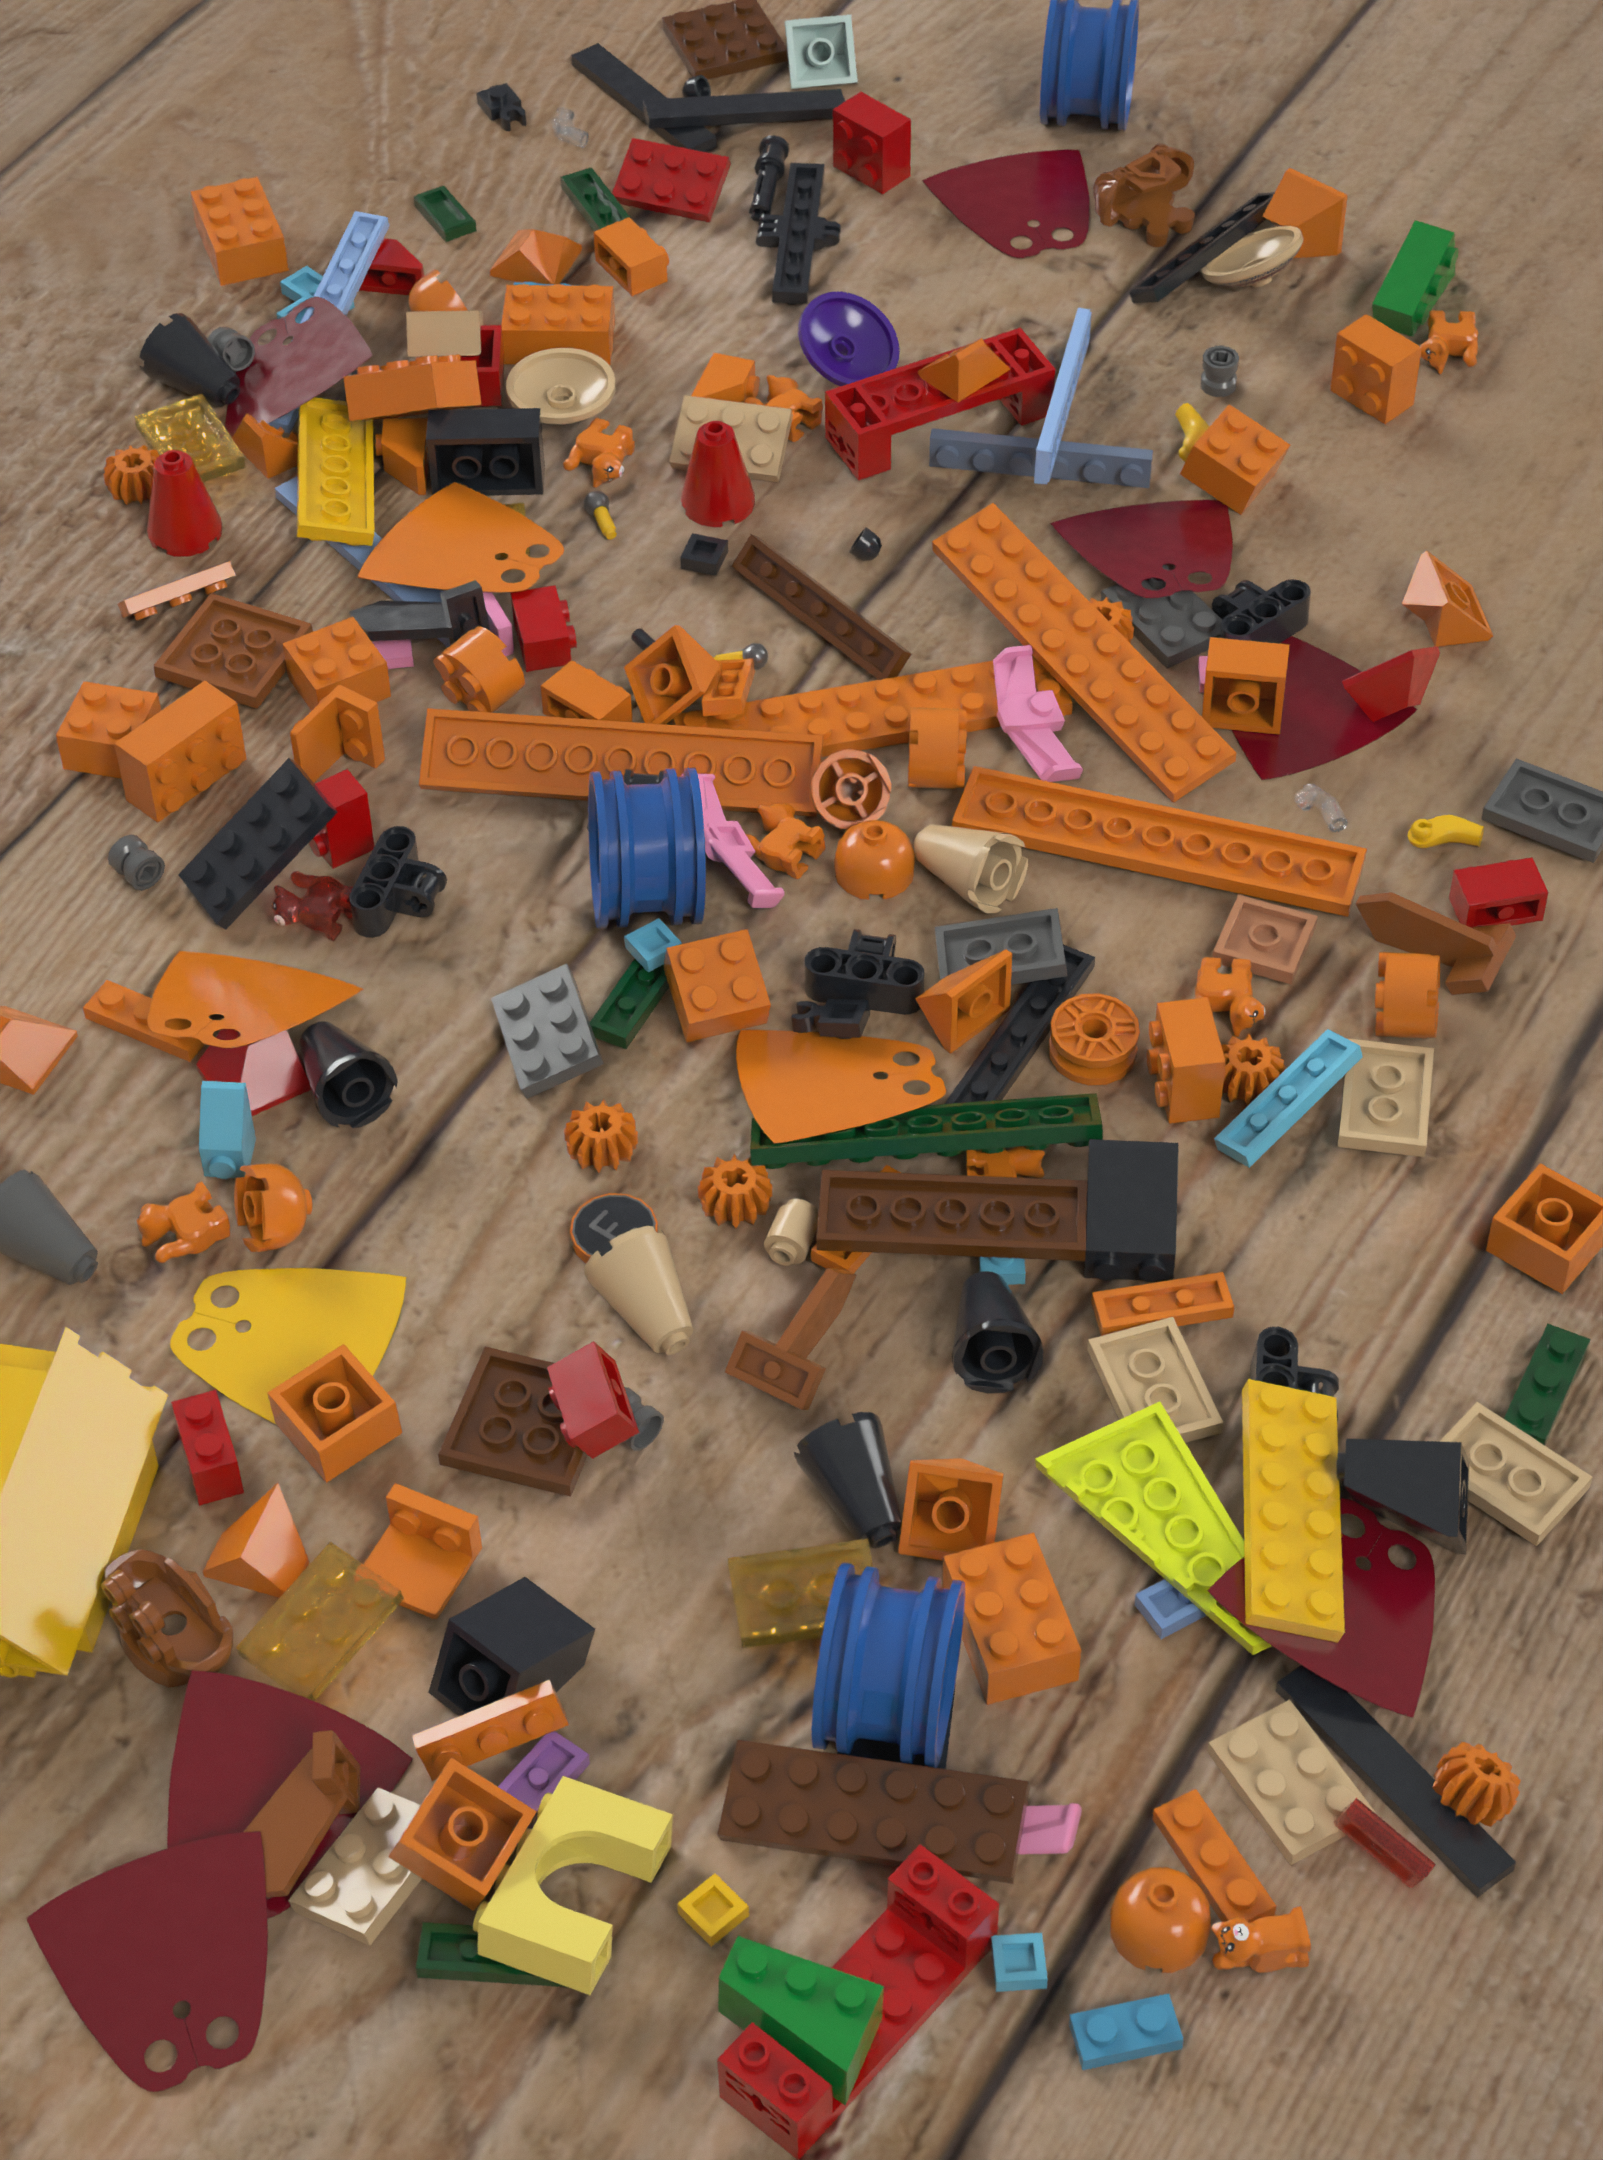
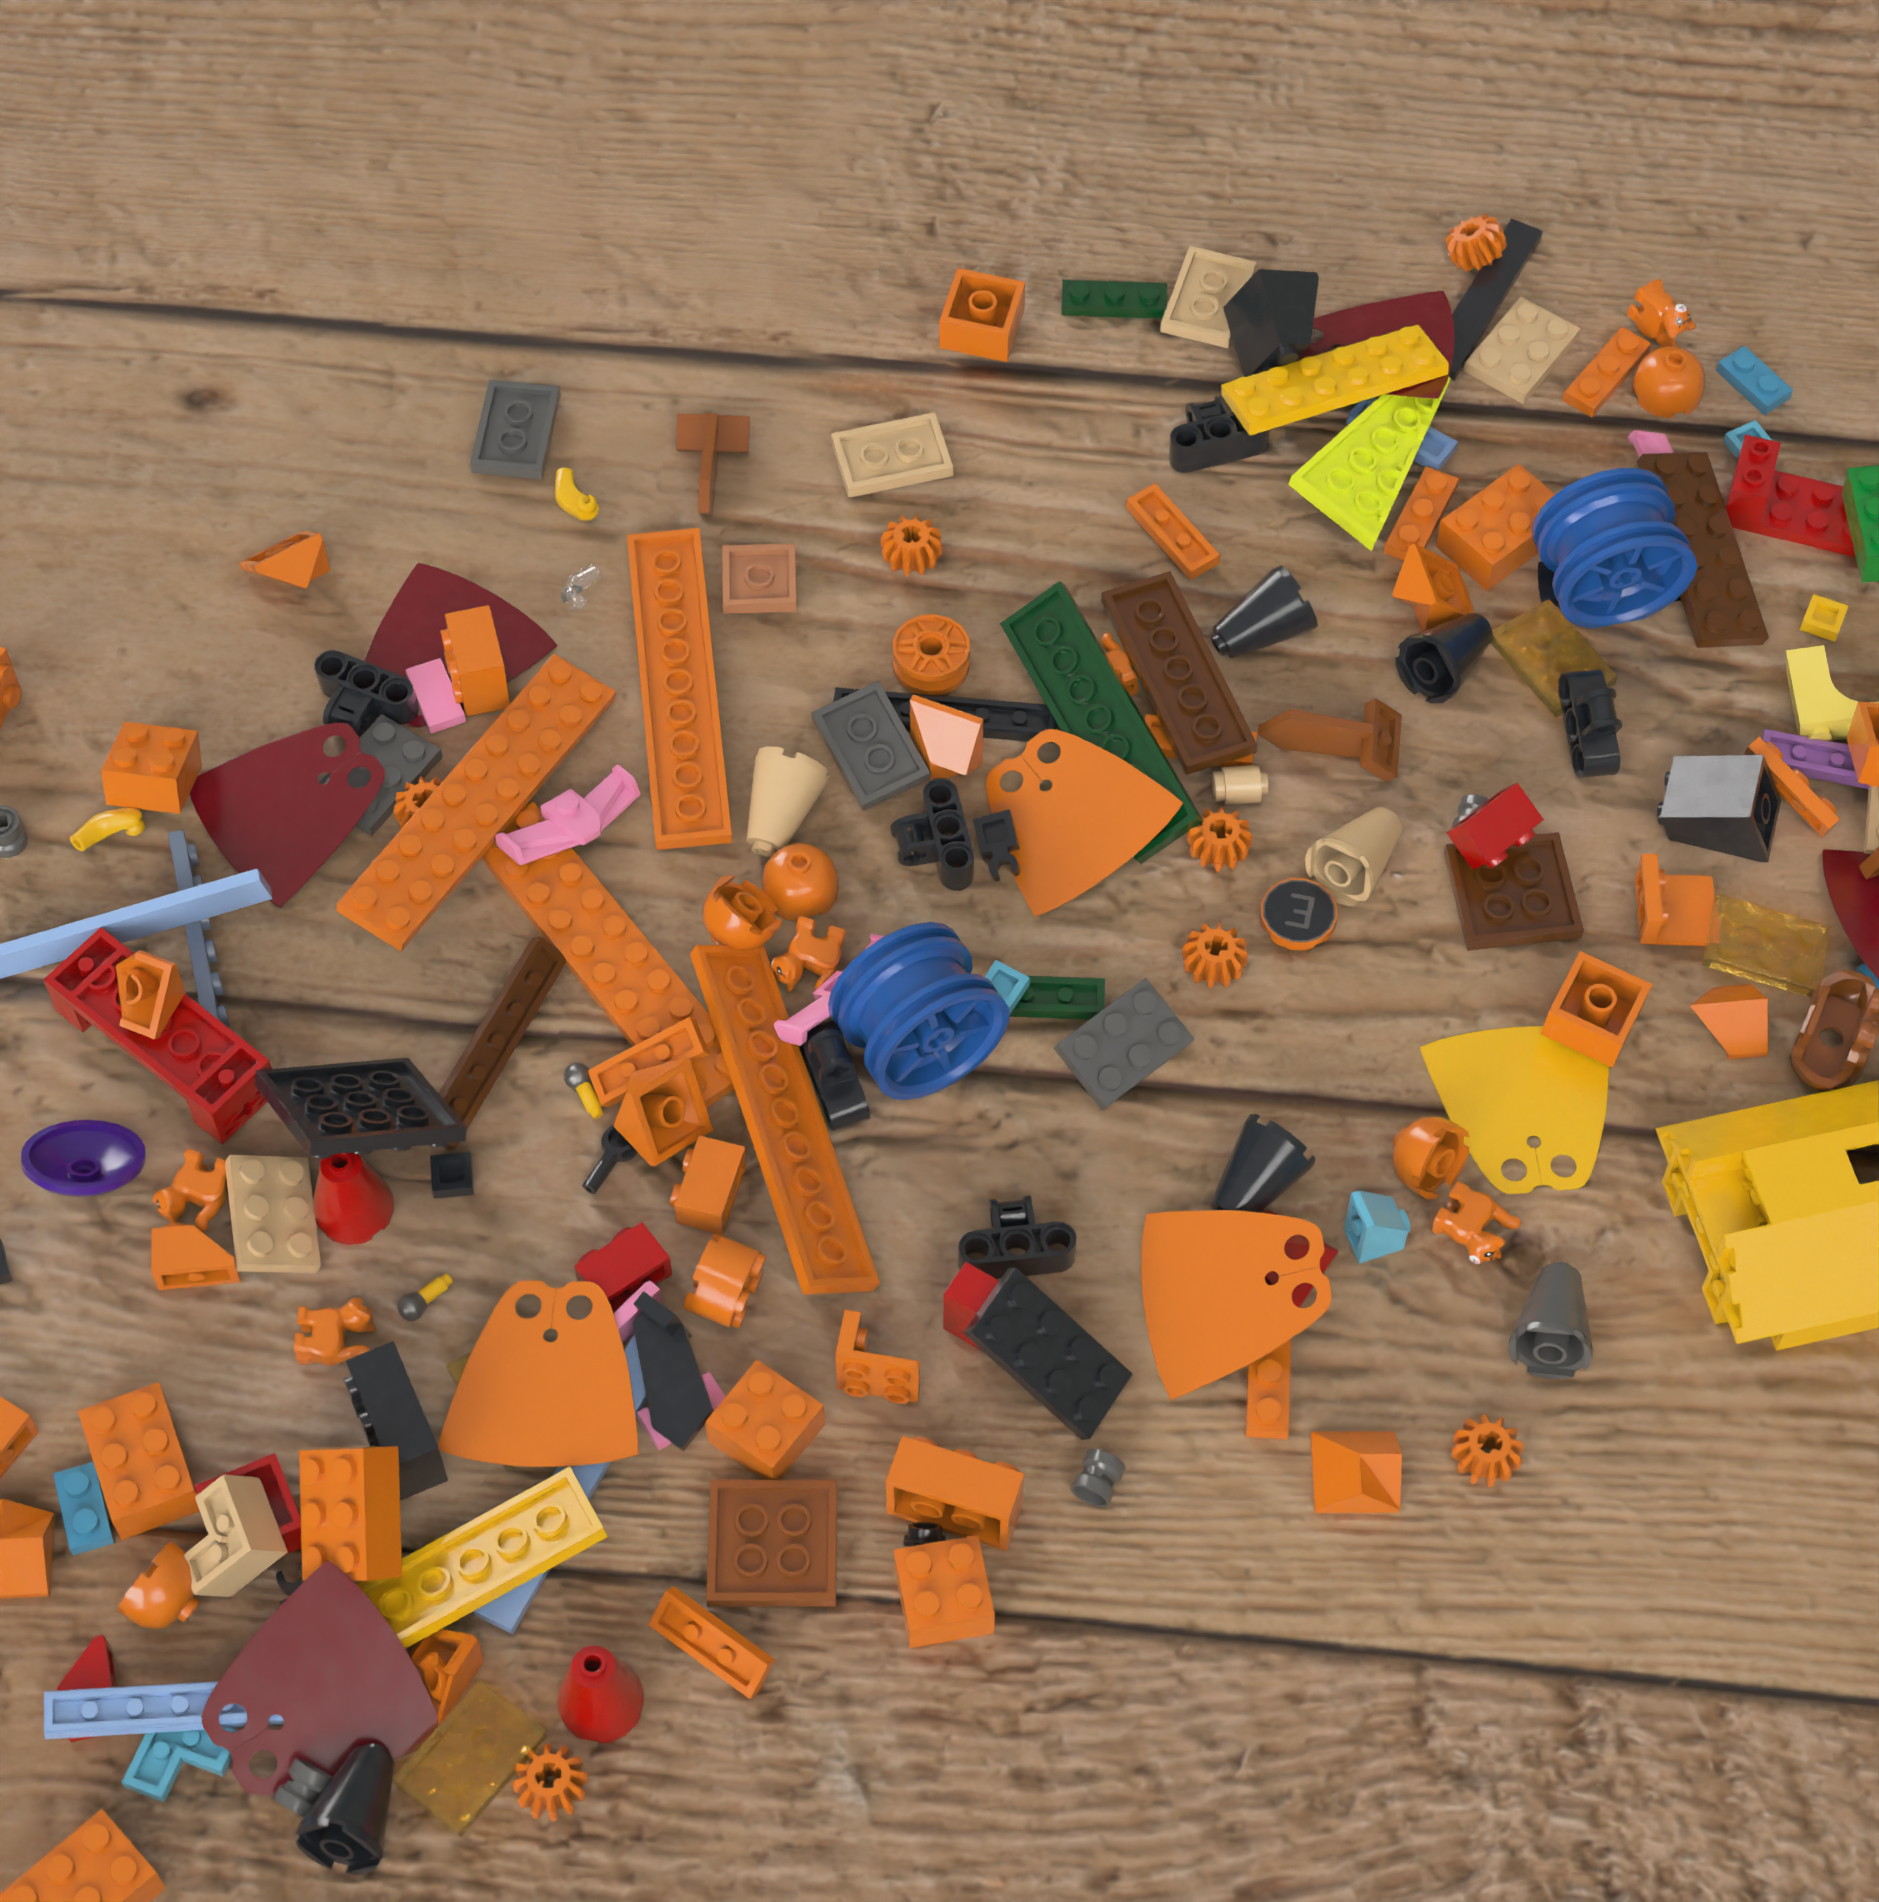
camera: 115 degrees left, 10 degrees up
(207, 1447) = (1673, 1089): red brick -> none
(317, 908) = (1074, 1293): clear red animal -> none
(405, 451) = (421, 1510): orange slope -> none
(563, 383) = (252, 1379): tan dish -> none
(686, 1568) = (1590, 723): none -> black piece
(716, 985) = (1021, 923): orange brick -> none
(776, 473) = (360, 1107): none -> black plate
(866, 545) = (372, 1047): black hinge -> none
(937, 748) = (658, 865): orange brick -> none
(1080, 1561) = (1421, 512): none -> orange plate
(1131, 1210) = (1101, 558): black slope -> none
(1155, 1366) = (1250, 513): tan plate -> none
(1186, 1060) = (937, 570): orange brick -> none
(1230, 992) = (830, 585): orange animal -> none
(1288, 1098) = (945, 509): medium azure plate -> none
(1384, 1843) = (1551, 276): clear red tile -> none
(1393, 683) = (413, 559): red slope -> none
(1407, 995) = (791, 454): orange brick -> none
(1499, 894) = (636, 438): red brick -> none

